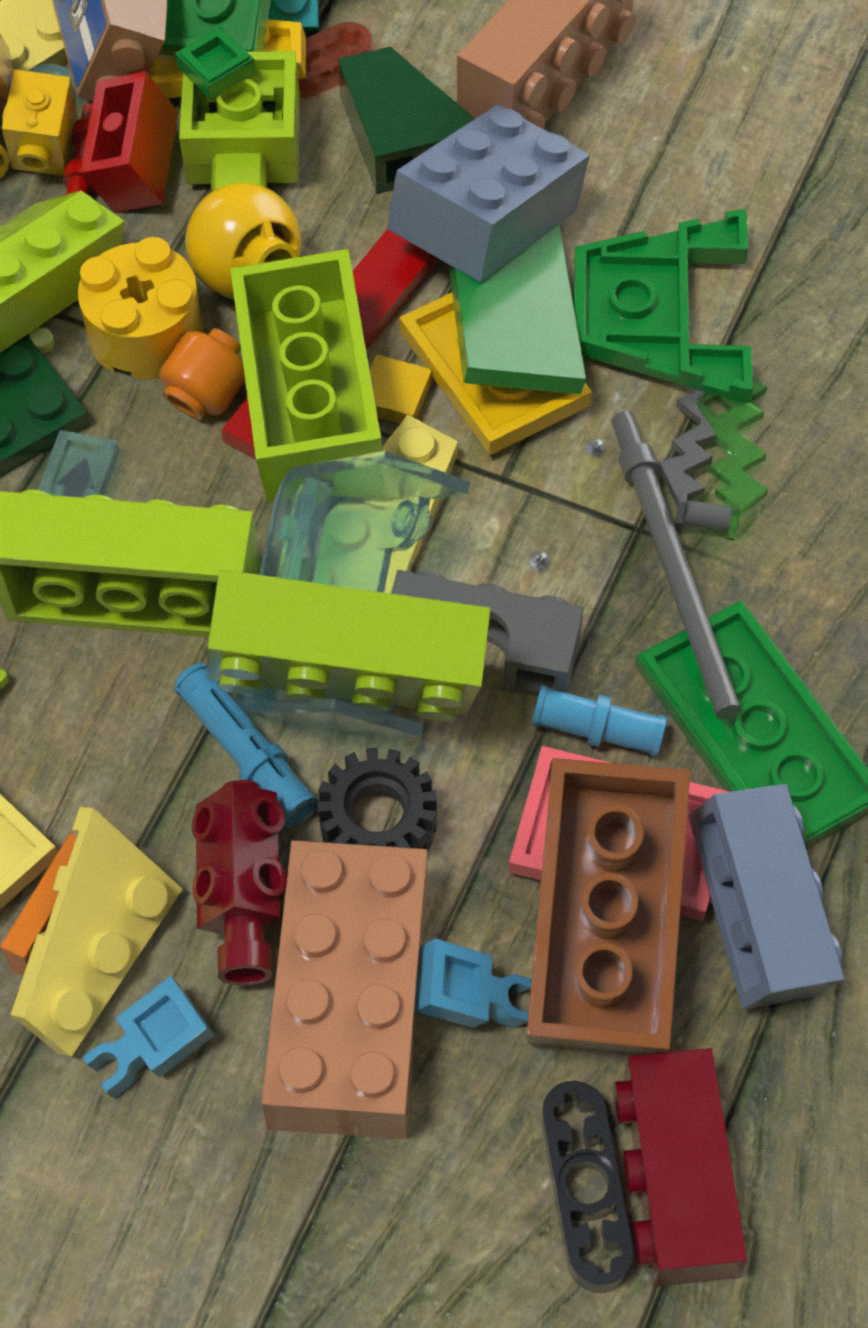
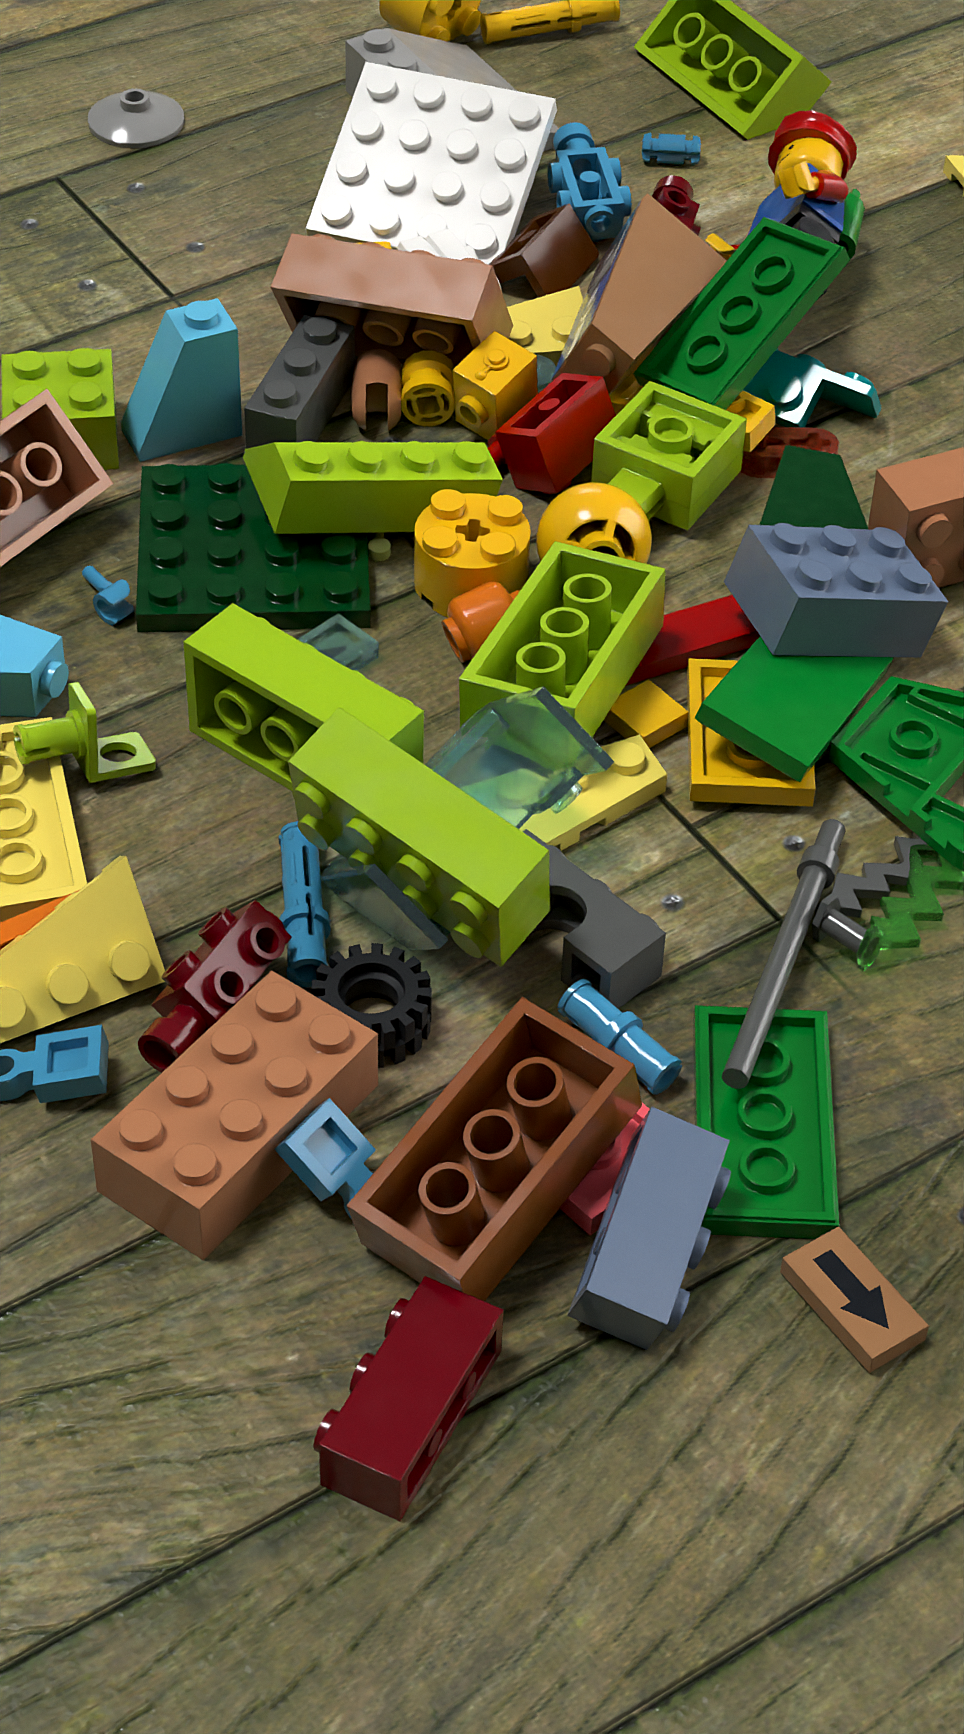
camera: 30 degrees right, 15 degrees down
(215, 63) = (667, 395): green tile -> none
(614, 1233) = (318, 1341): black beam -> none

